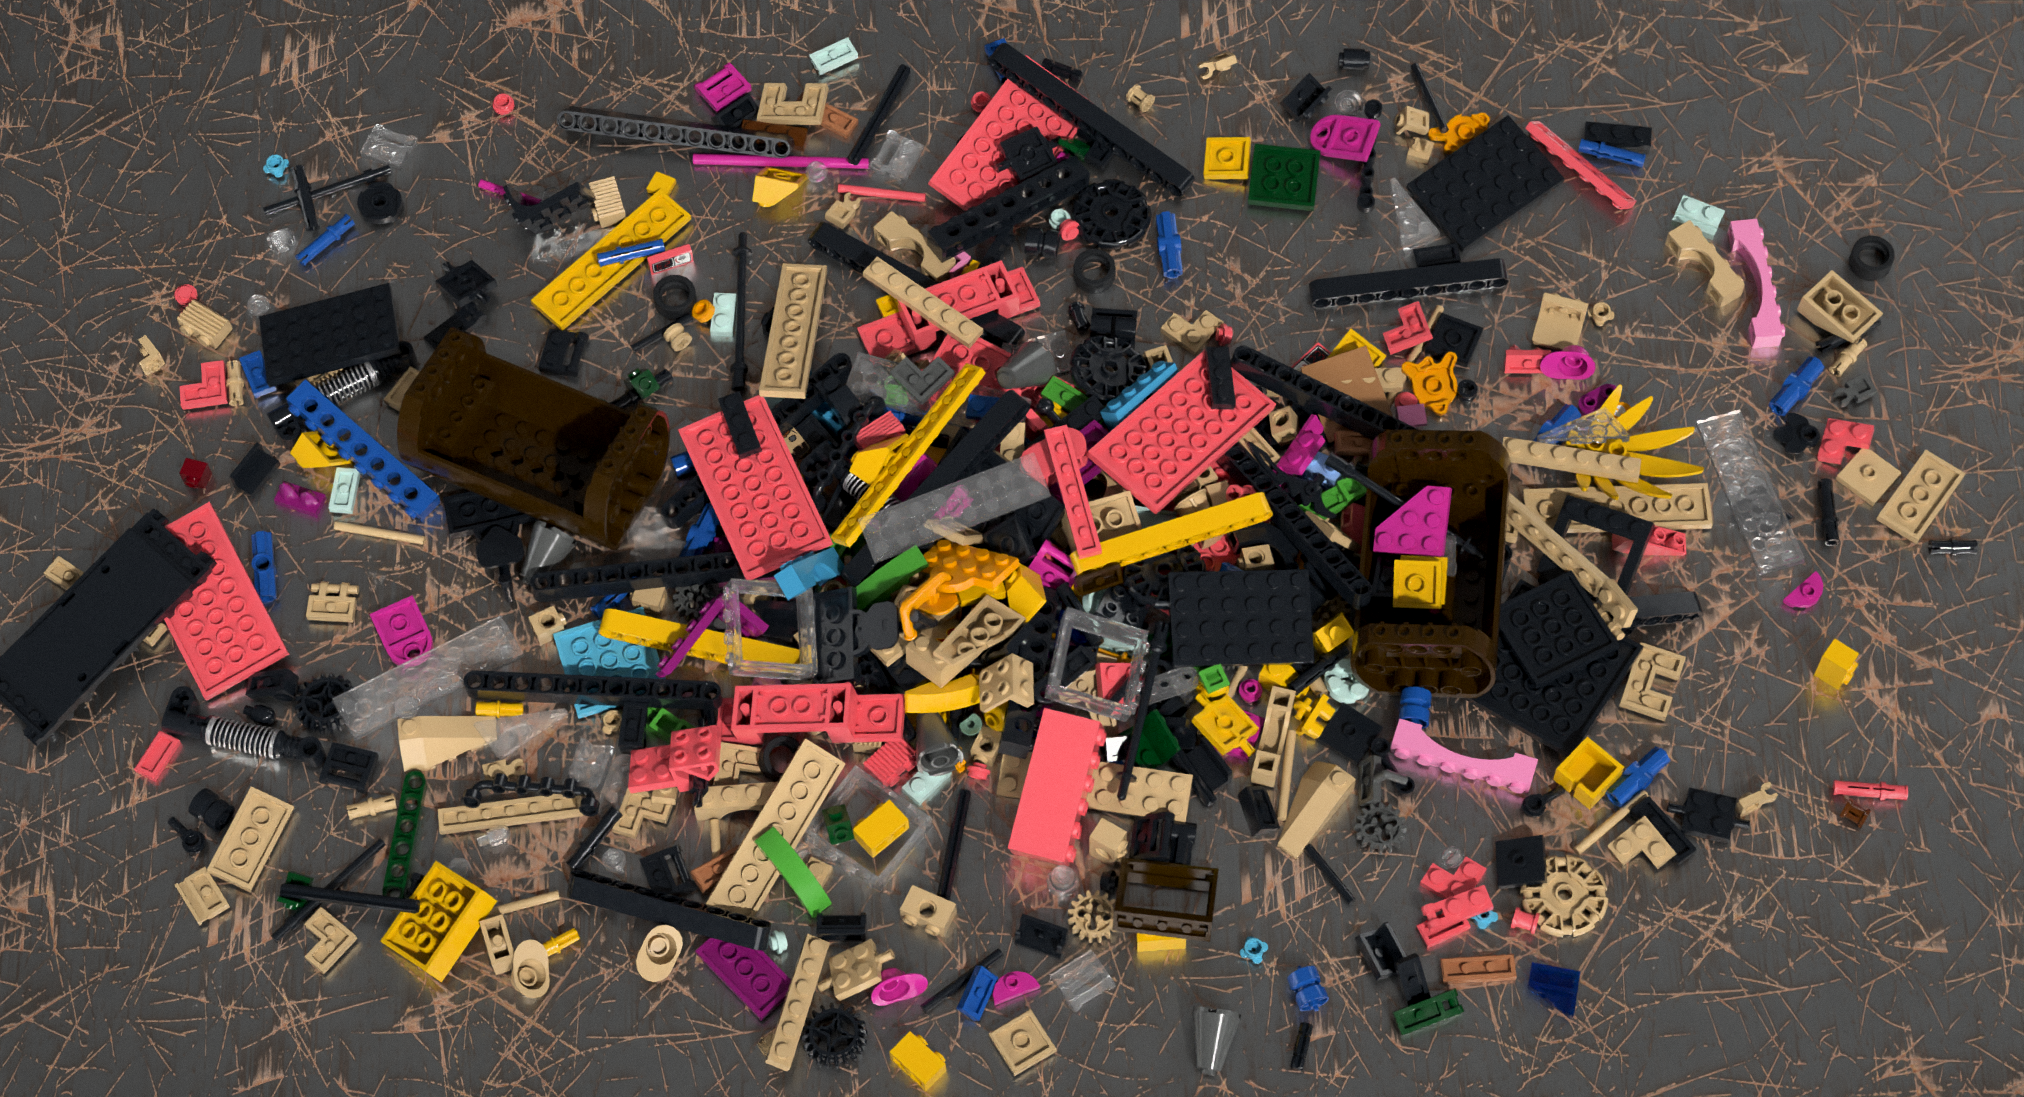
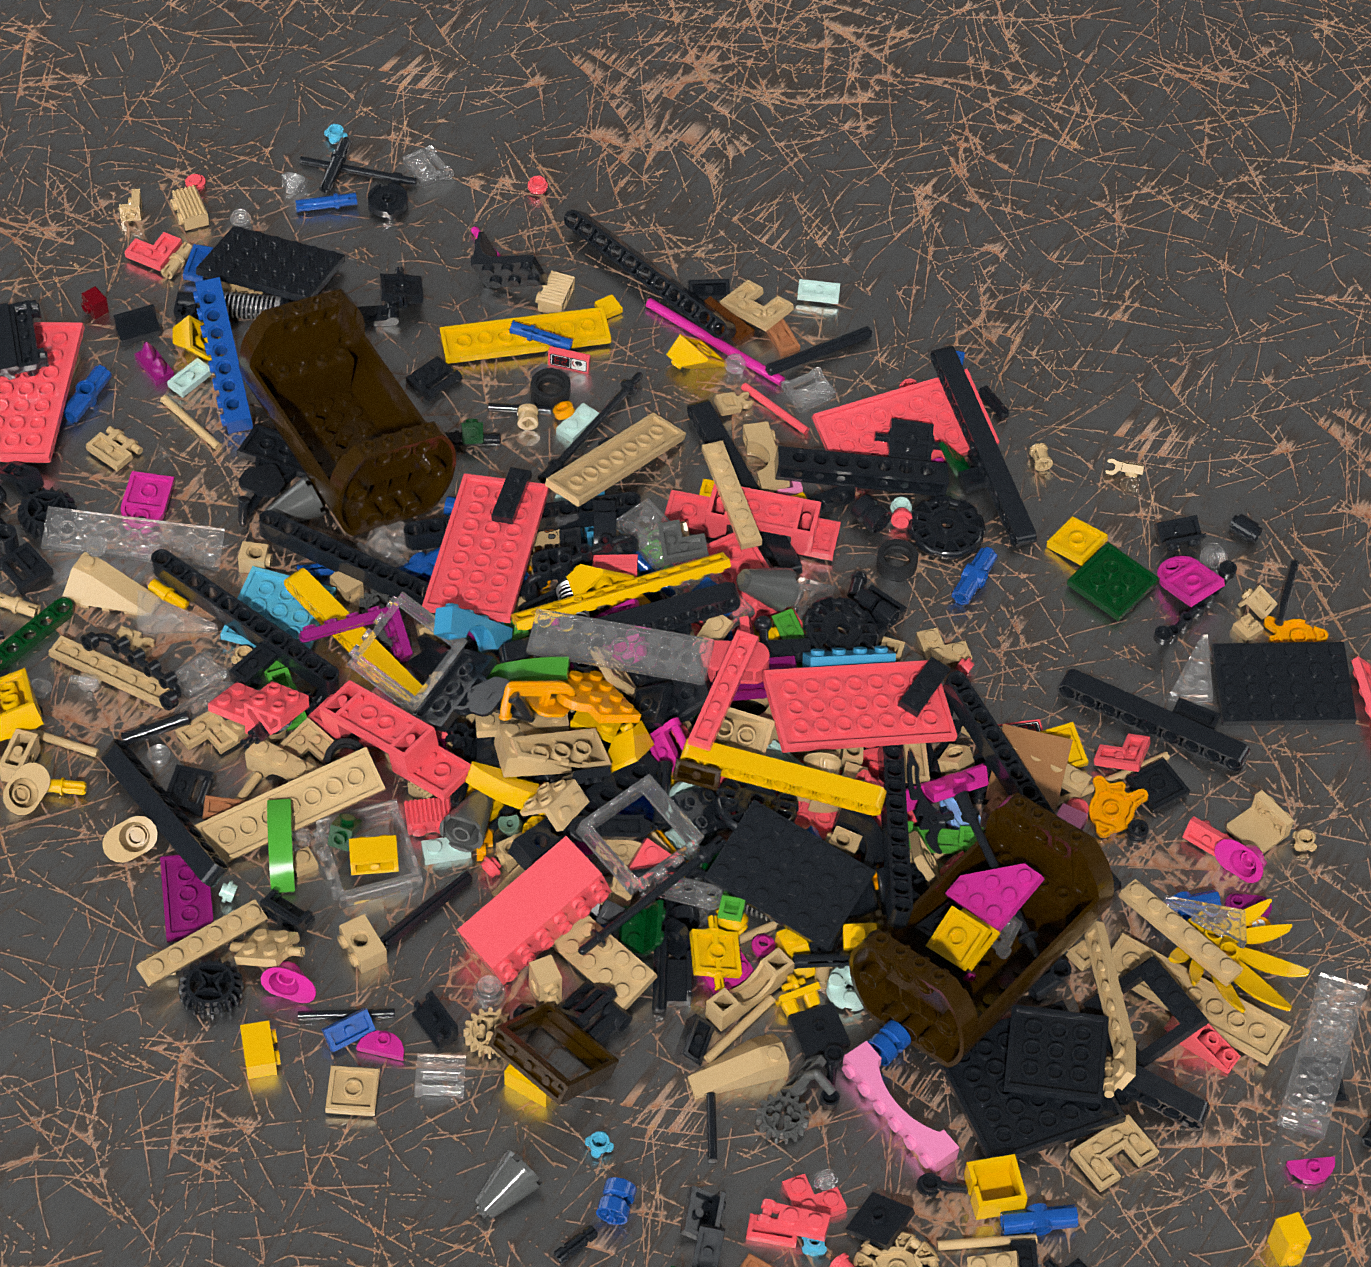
camera: 30 degrees right, 10 degrees down
(725, 92) = (713, 265): dark pink plate -> none

